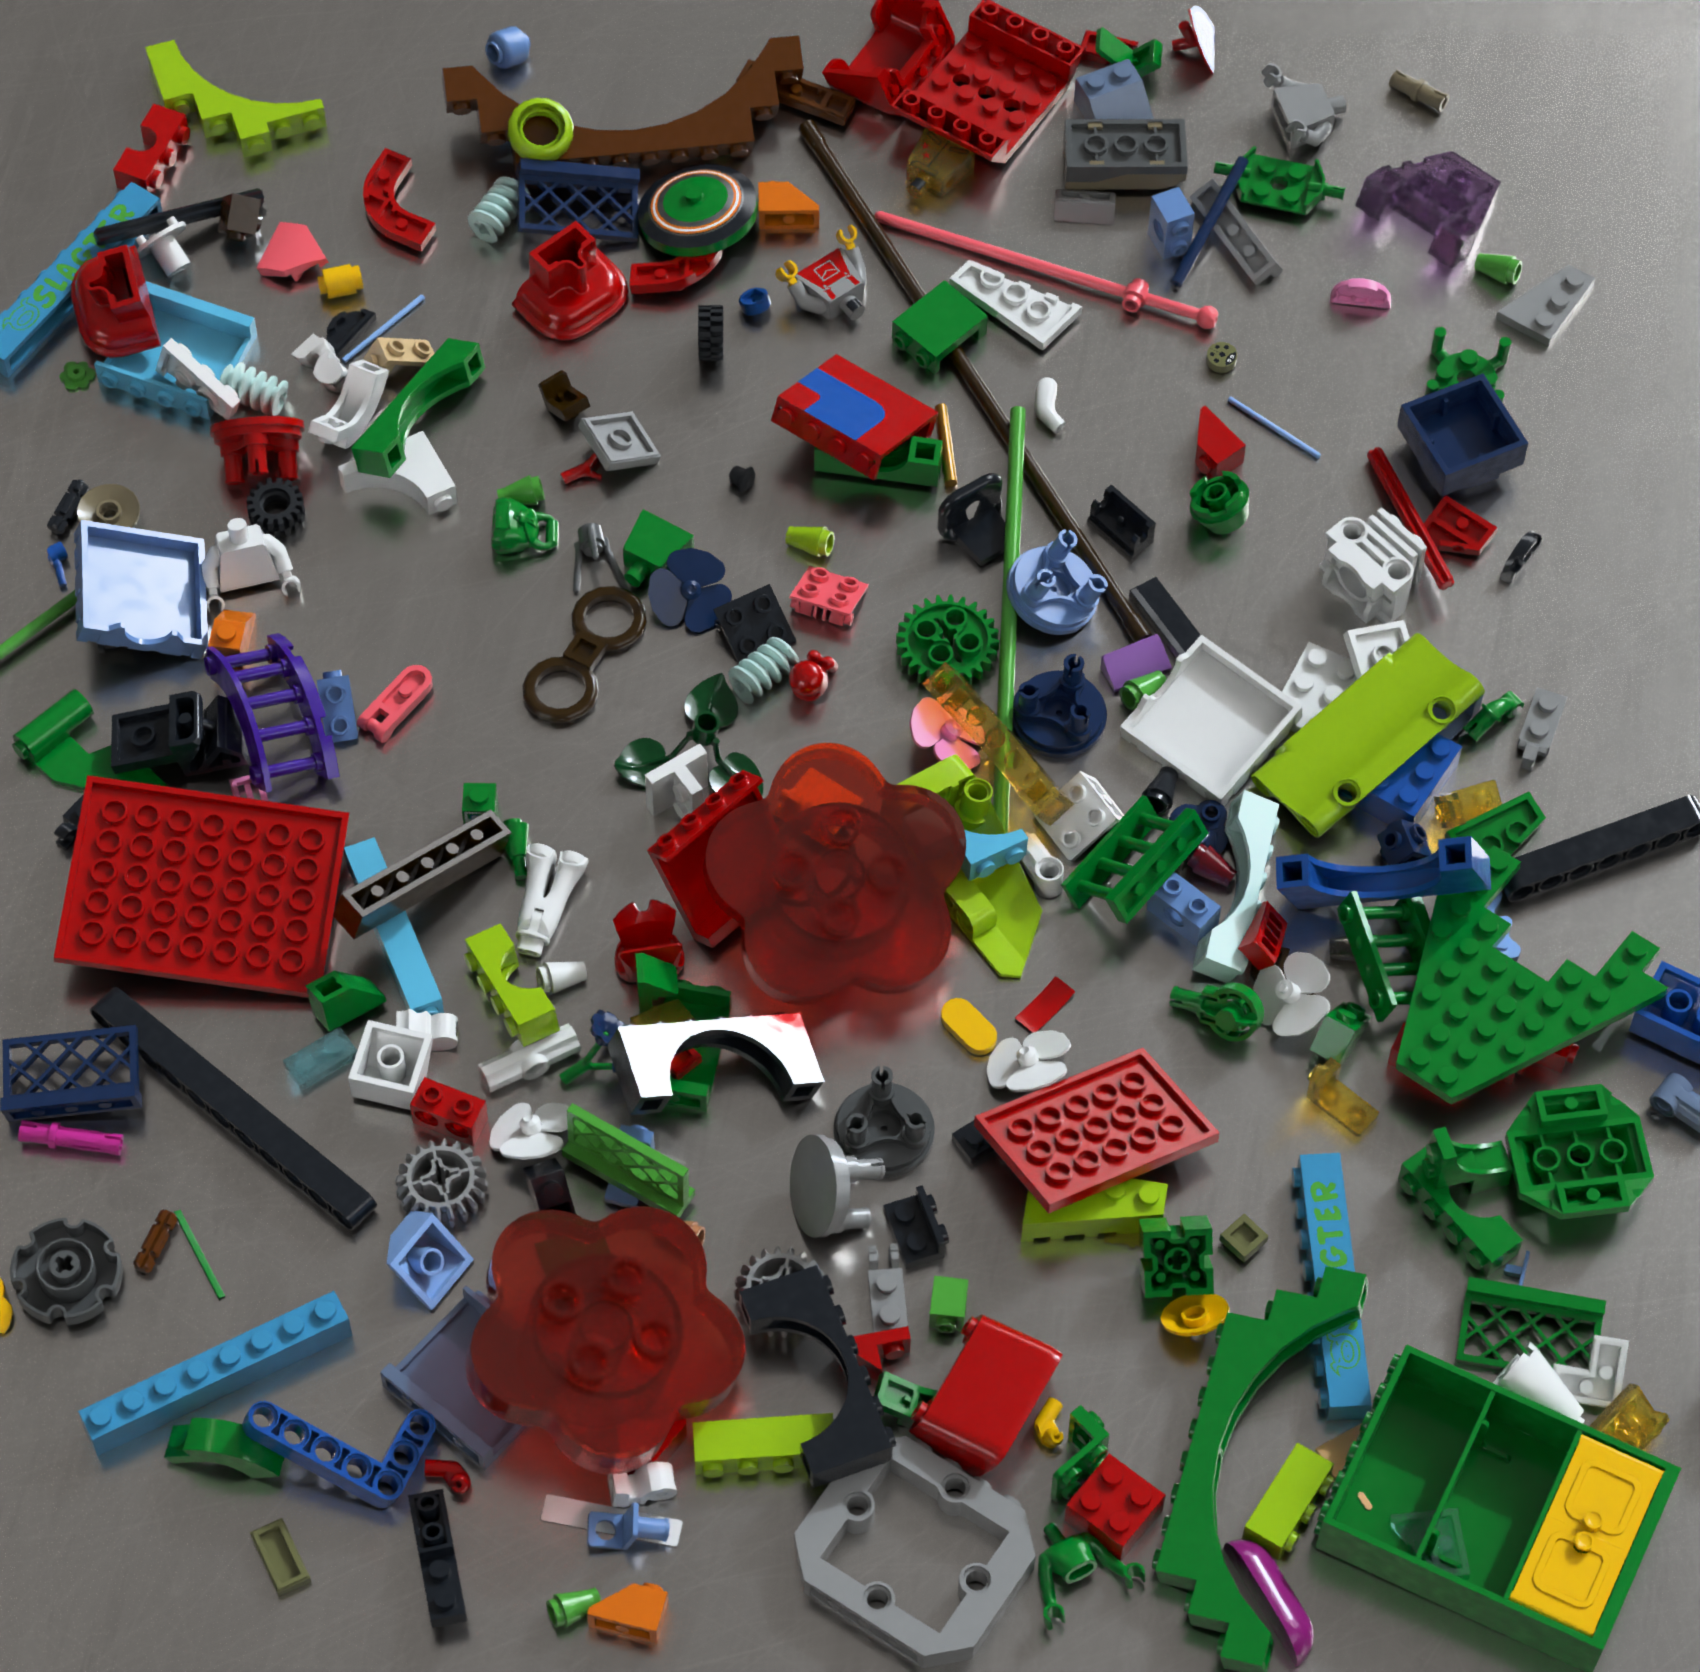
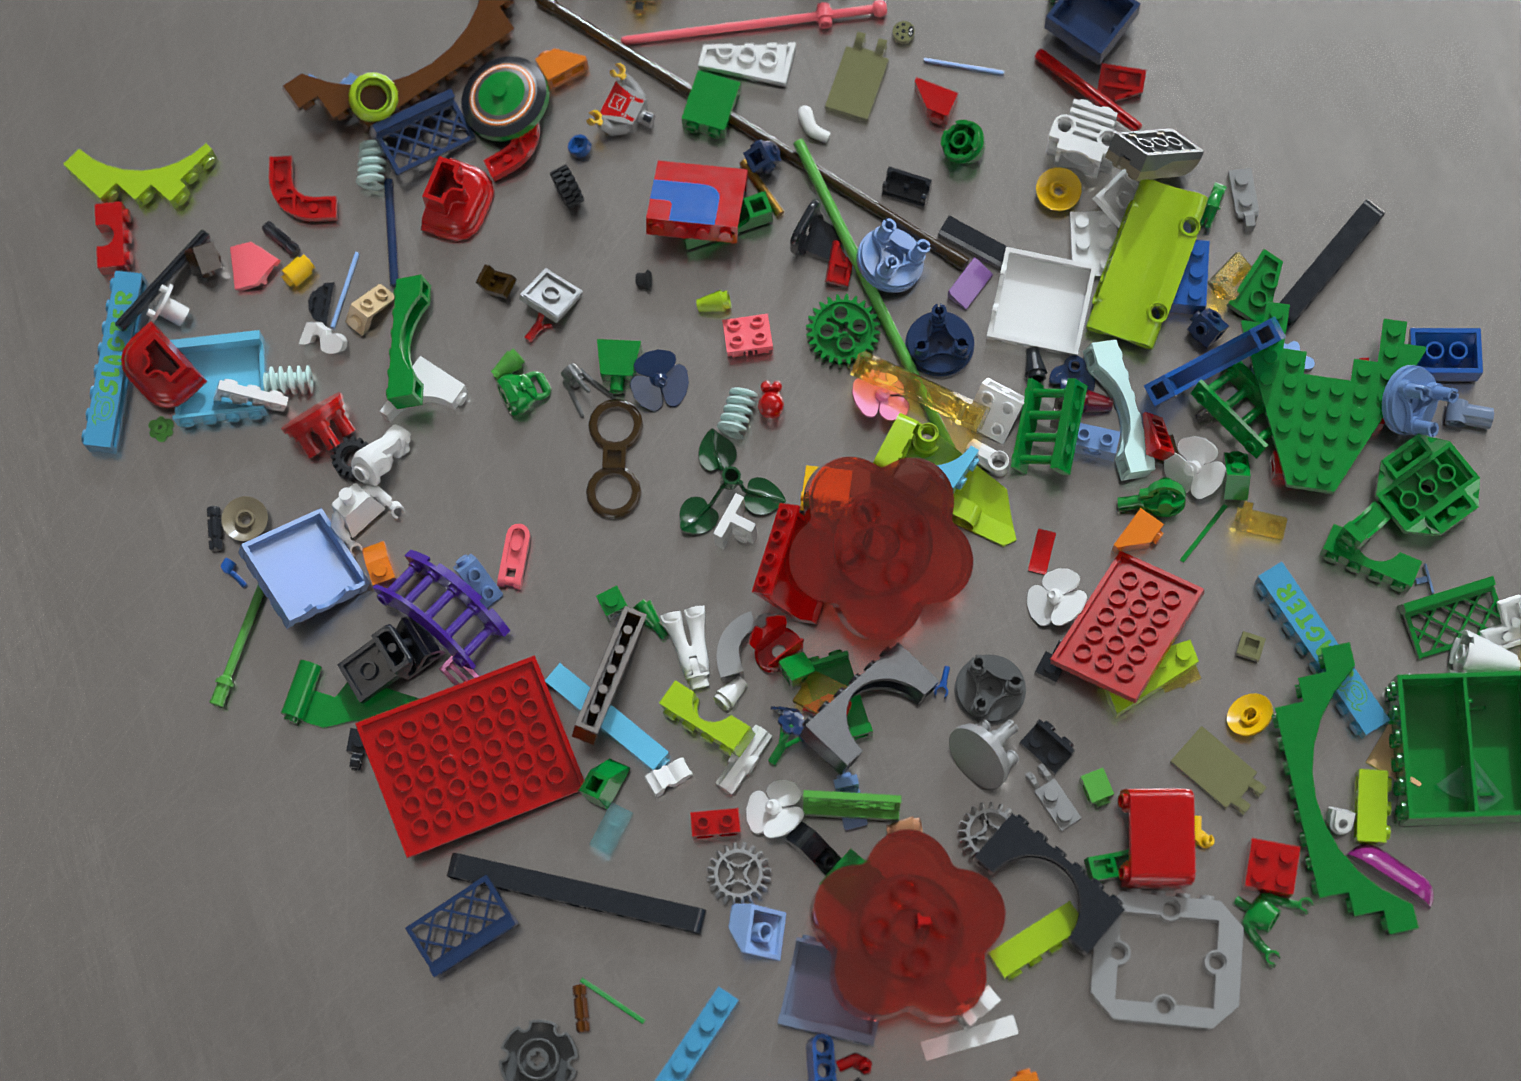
camera: 20 degrees left, 15 degrees up
(79, 1139) = (485, 968): dark pink pin -> none
(301, 510) = (378, 456): none -> white animal
(344, 240) = (281, 238): none -> black axle
(353, 407) = (362, 361): white arch -> none
(390, 1064) = (662, 813): white slope -> none
(478, 287) = (391, 231): none -> dark blue piece
(507, 47) = (306, 38): medium blue head -> none
(592, 923) = (731, 643): none -> light grey arch
(624, 1322) = (922, 921): none -> red piece
(627, 1528) = (985, 1039): medium blue bracket -> none
(752, 621) = (712, 382): black hinge -> none
(828, 1094) = (943, 682): none -> blue hand
(876, 1345) = (1076, 834): red slope -> none
(965, 407) = (762, 156): none -> dark blue brick
(969, 1026) = (1003, 591): yellow tile -> none
(984, 571) = (838, 267): none -> red tile
(1092, 1441) = (1234, 832): green bracket -> none
(1115, 1363) = (1217, 770): none -> olive tile
(1135, 688) = (984, 300): bright green cone -> none
(1136, 381) = (858, 79): none -> olive tile
(1176, 1256) = (1221, 684): green brick -> none
(1177, 1039) = (1139, 533): none -> orange slope
(1238, 1496) = (1340, 820): none -> white piece
(1265, 1081) = (1203, 533): none -> green piece
(1312, 599) = (1059, 179): none -> yellow dish
(1444, 612) = (1153, 154): none -> dark grey piece
(1520, 555) = (1170, 81): black tile -> none
(1614, 1041) = (1412, 401): none -> medium blue piece

